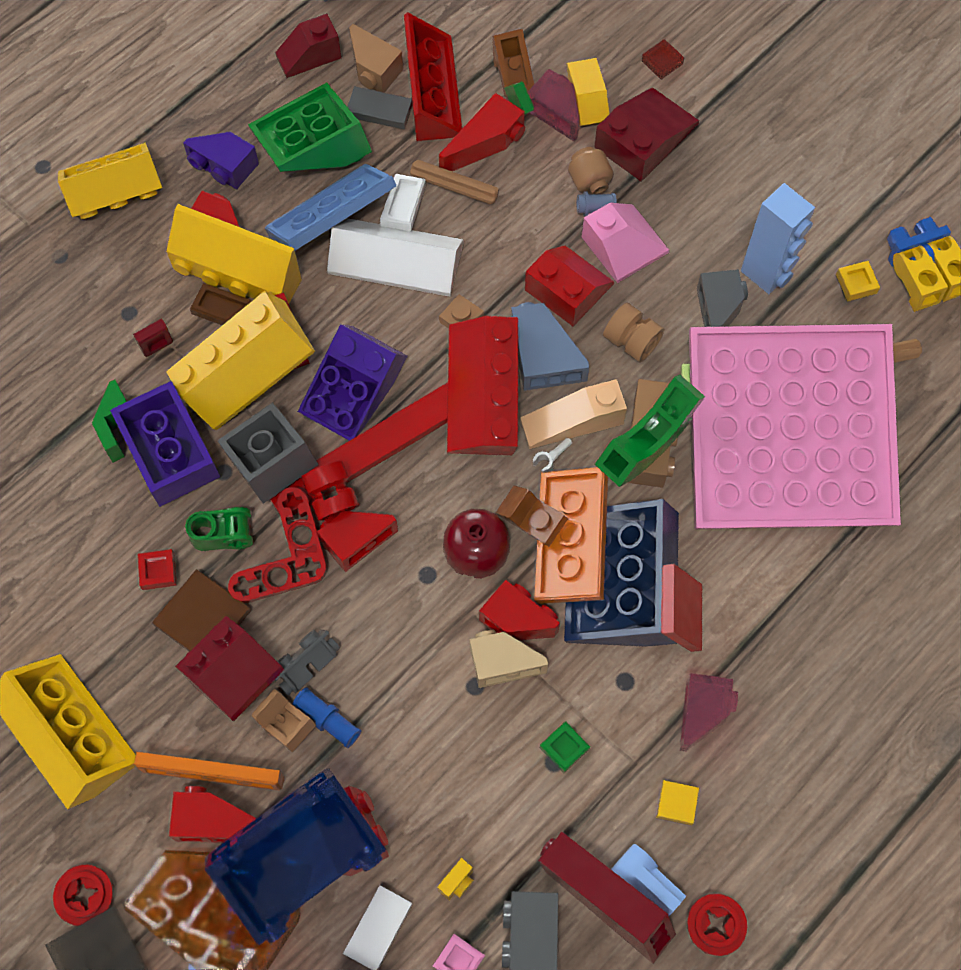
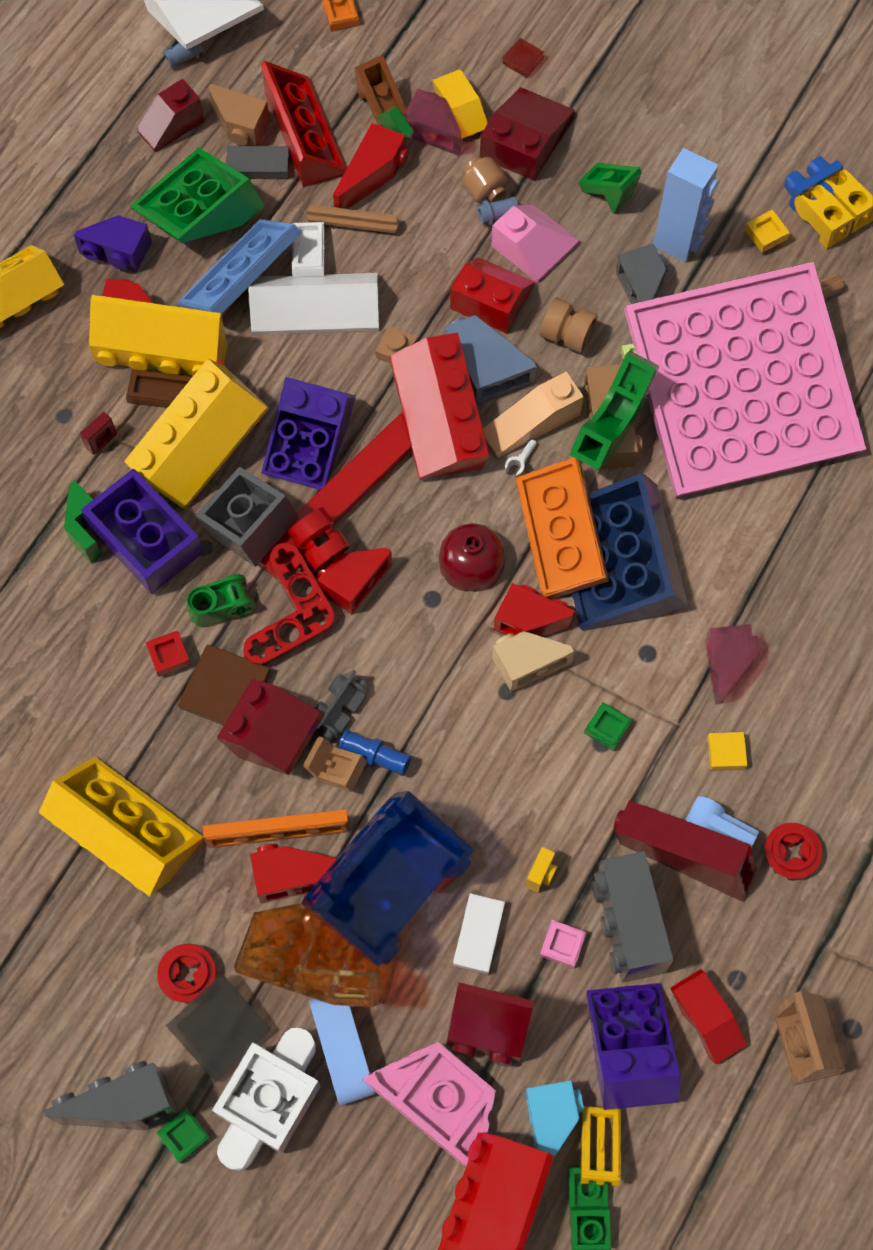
camera: 15 degrees left, 0 degrees up
(531, 515) = (518, 518): dark orange slope -> none
(681, 608) = (685, 570): red tile -> none
(716, 199) = (612, 181): none -> green slope

